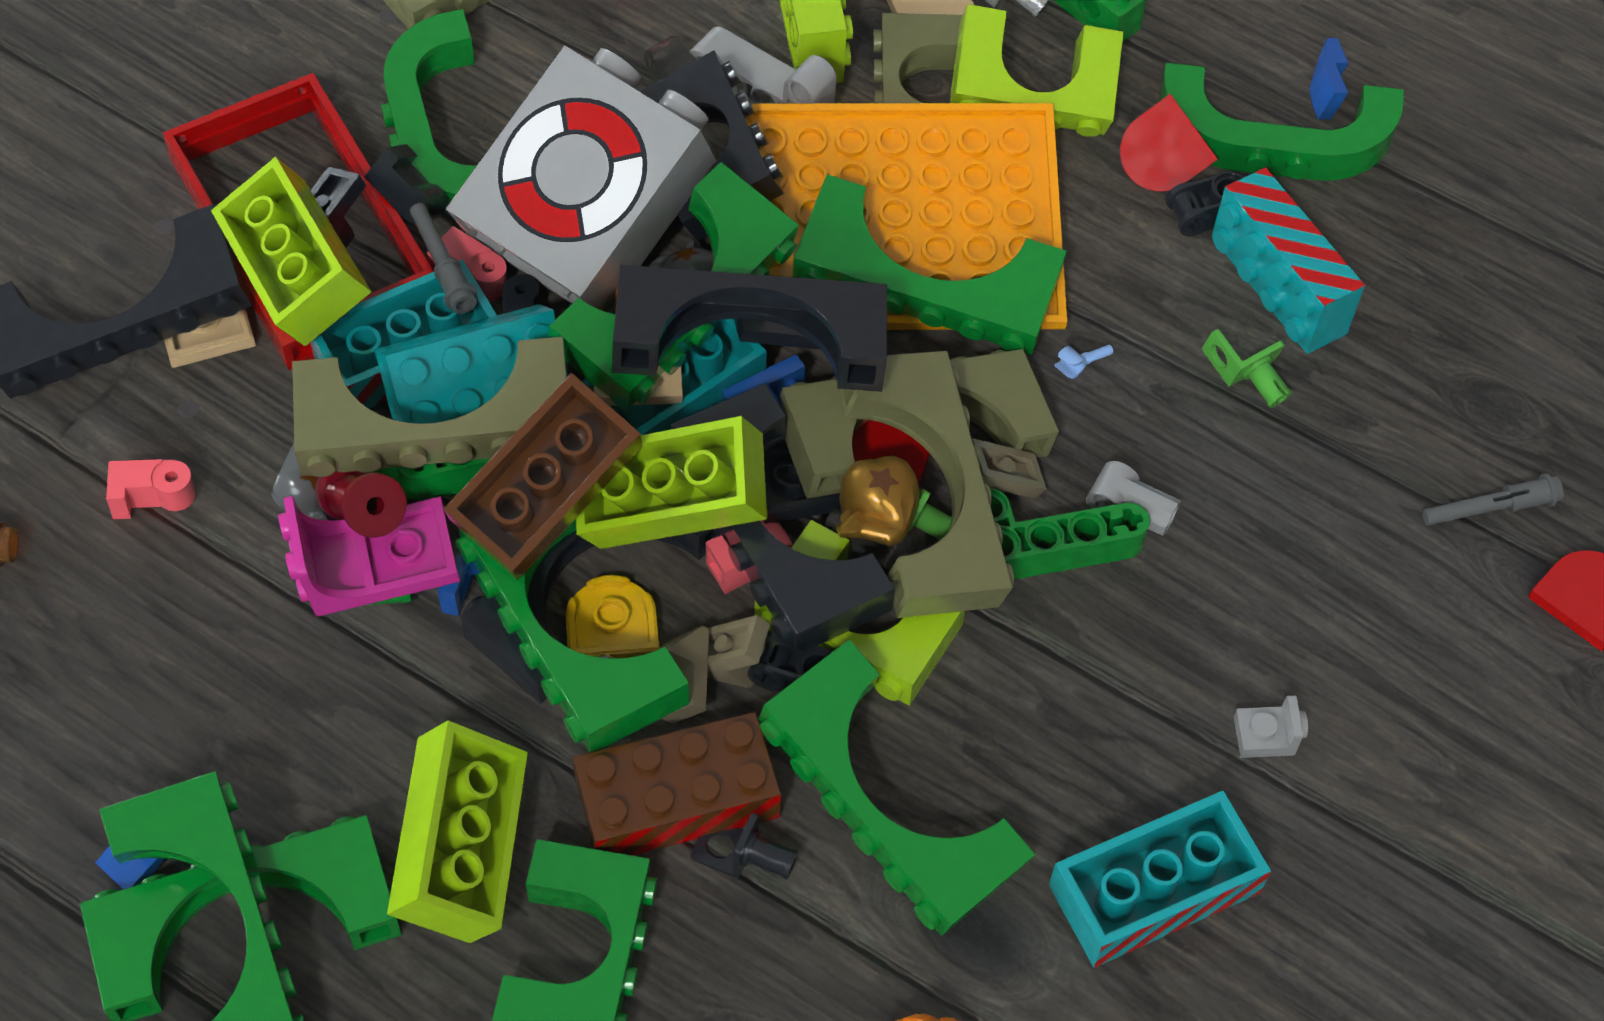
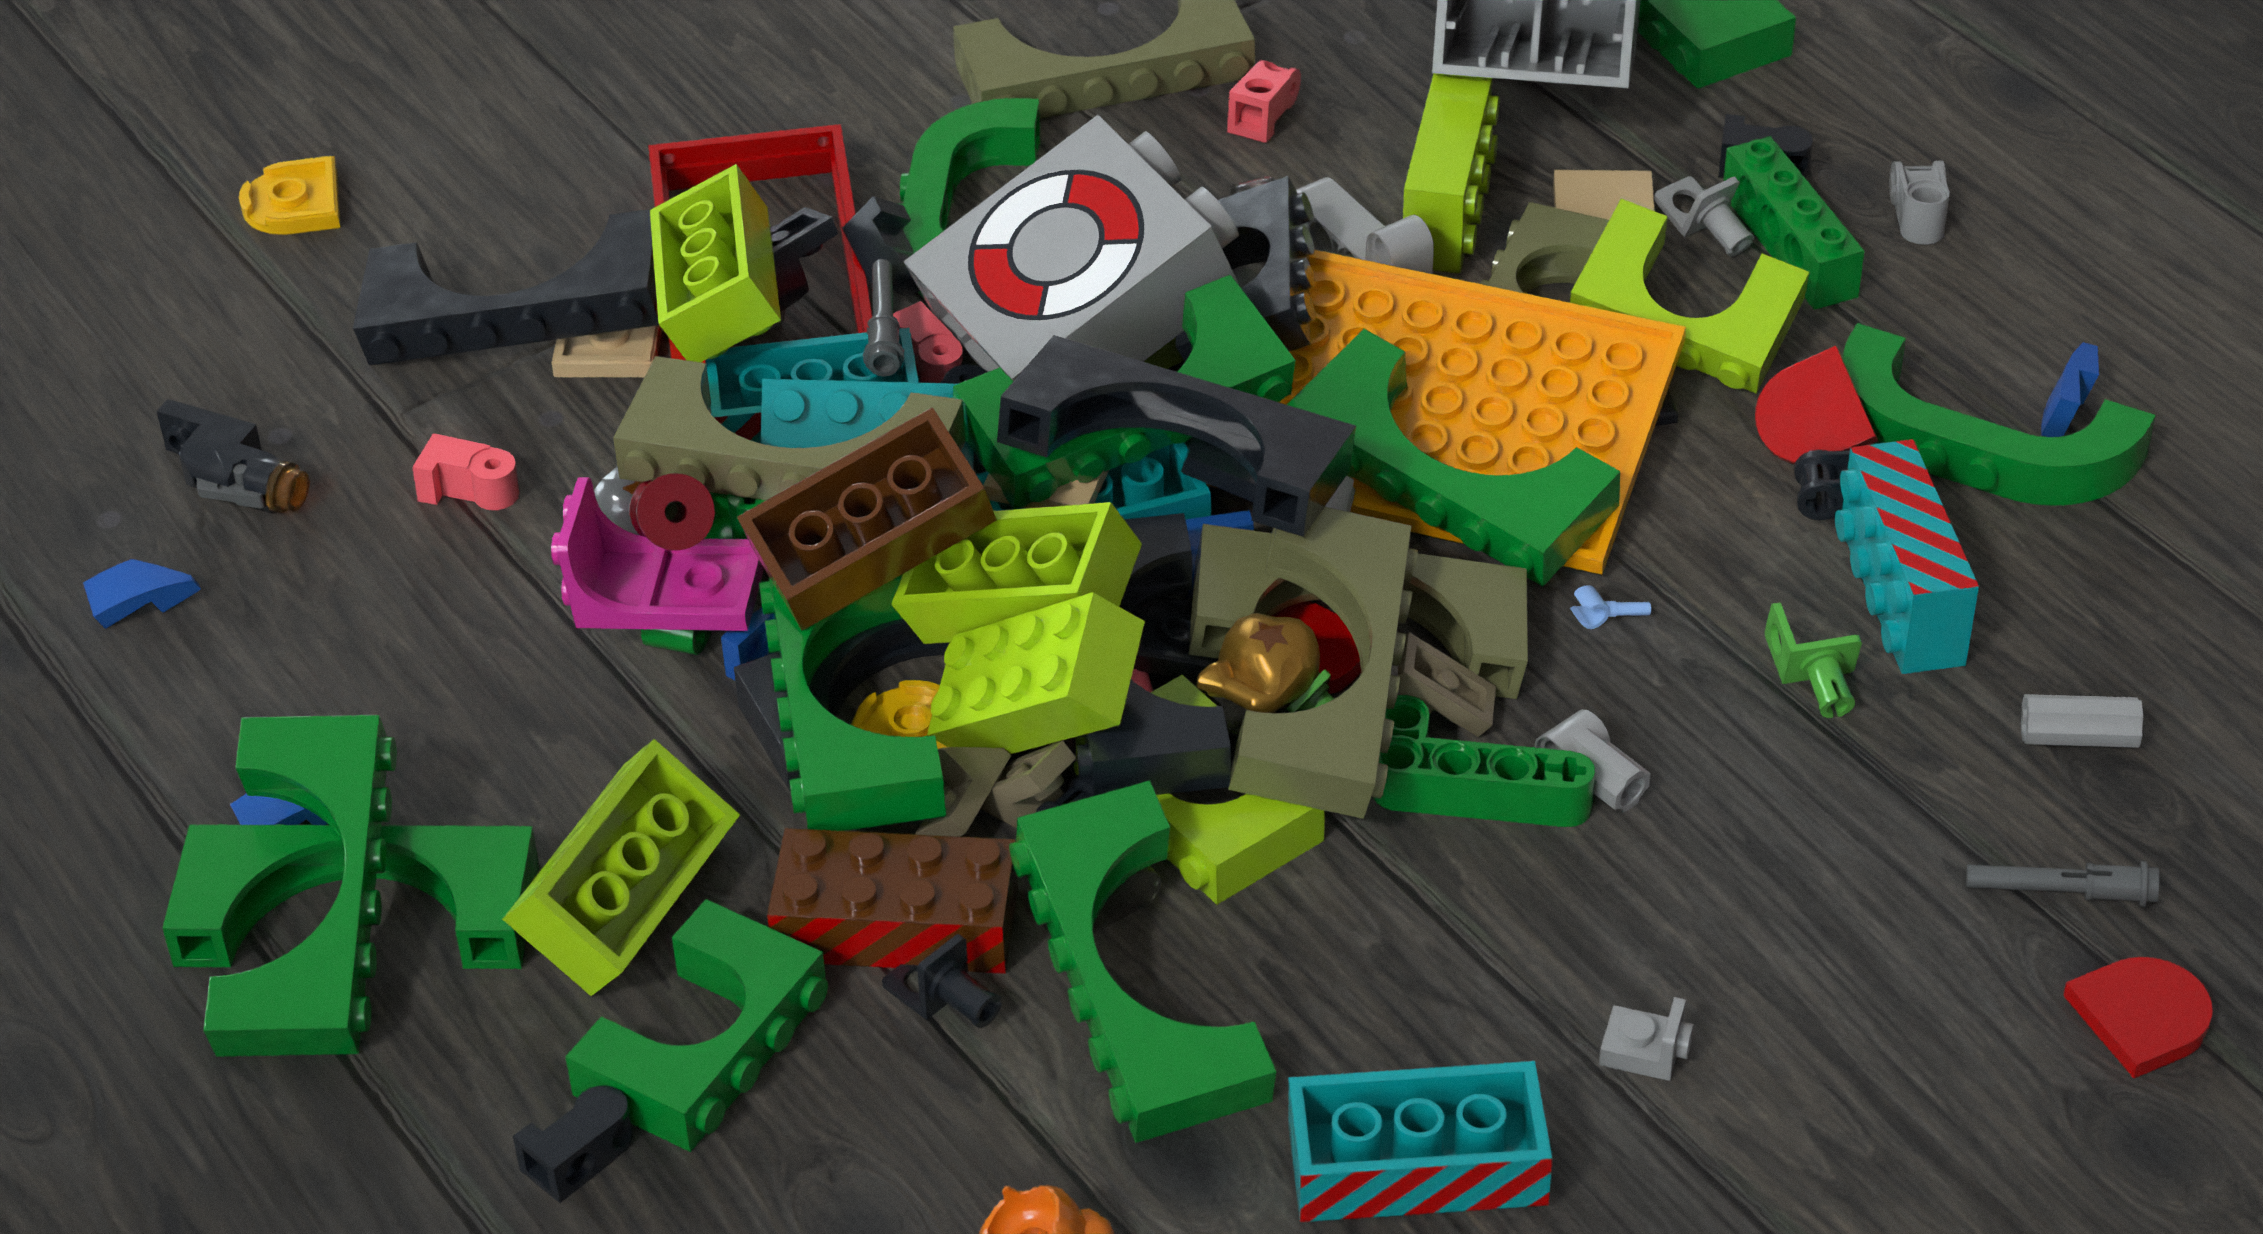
camera: 25 degrees right, 15 degrees down
(721, 570) = (1037, 676): none -> lime brick
(1452, 363) = (2081, 720): none -> light grey axle

